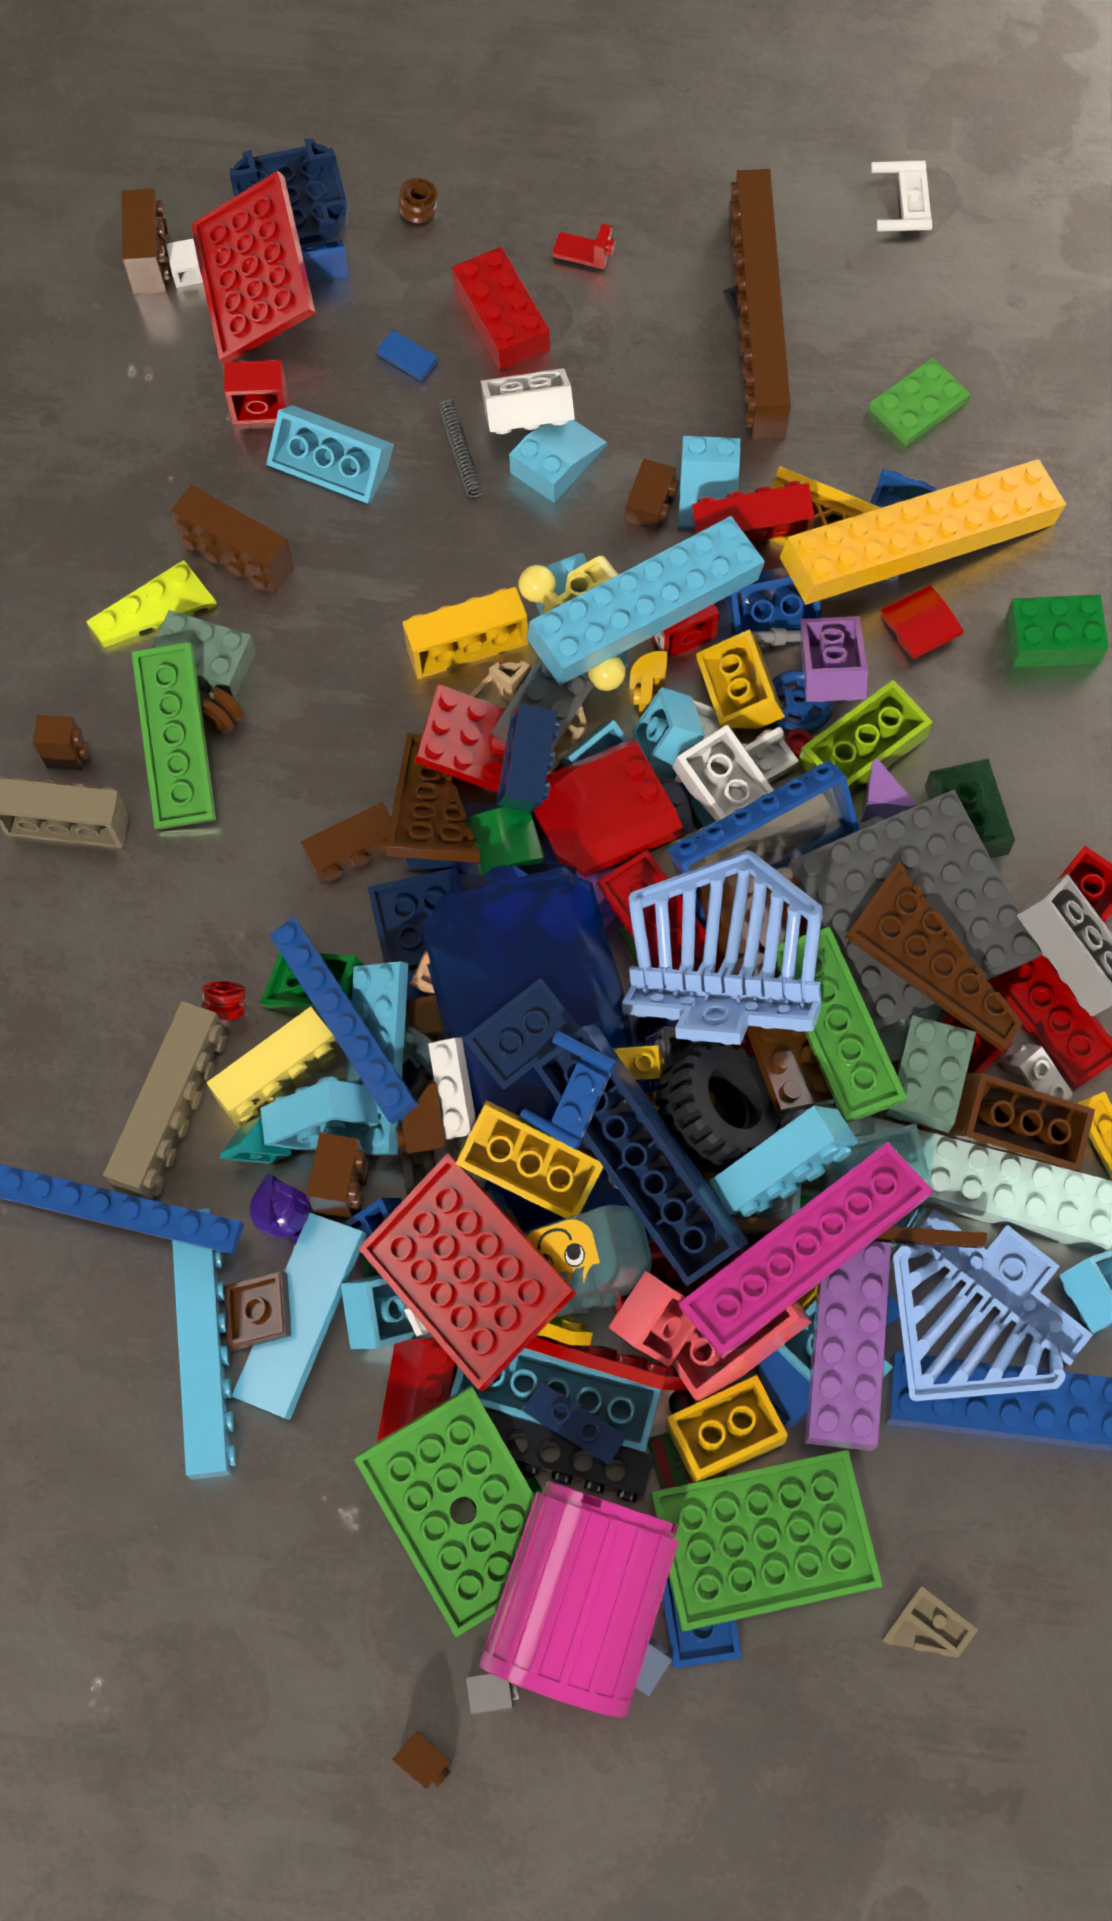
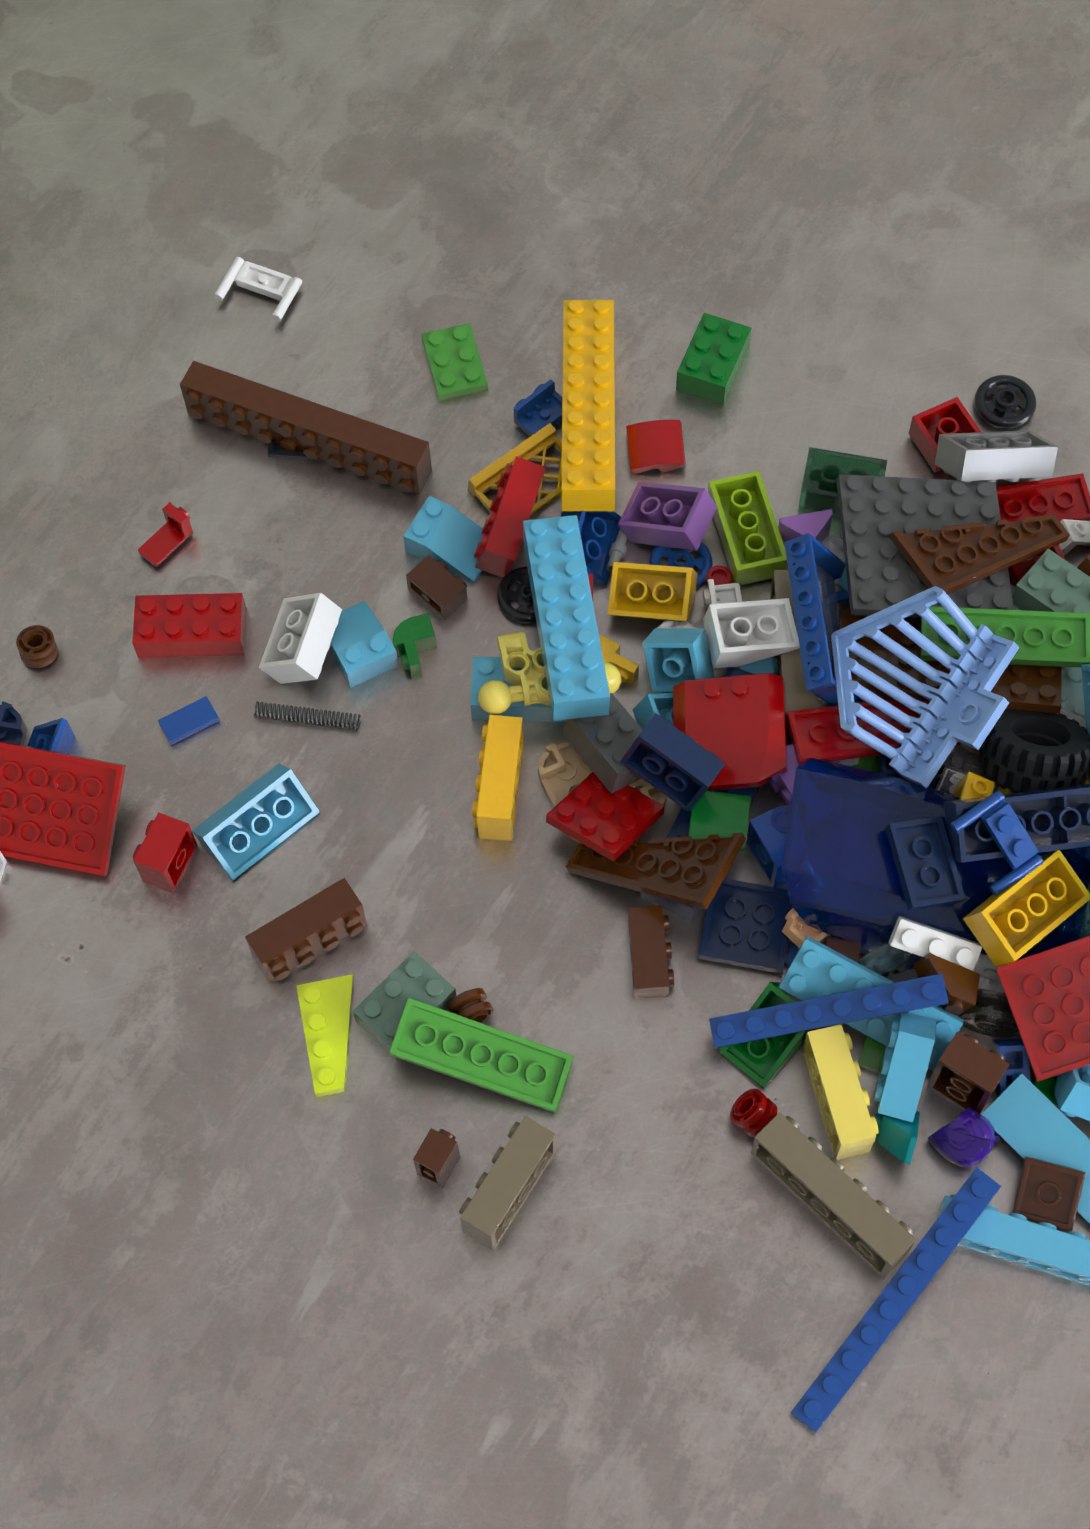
camera: 65 degrees left, 5 degrees down
(582, 496) = (412, 637): none -> green brick

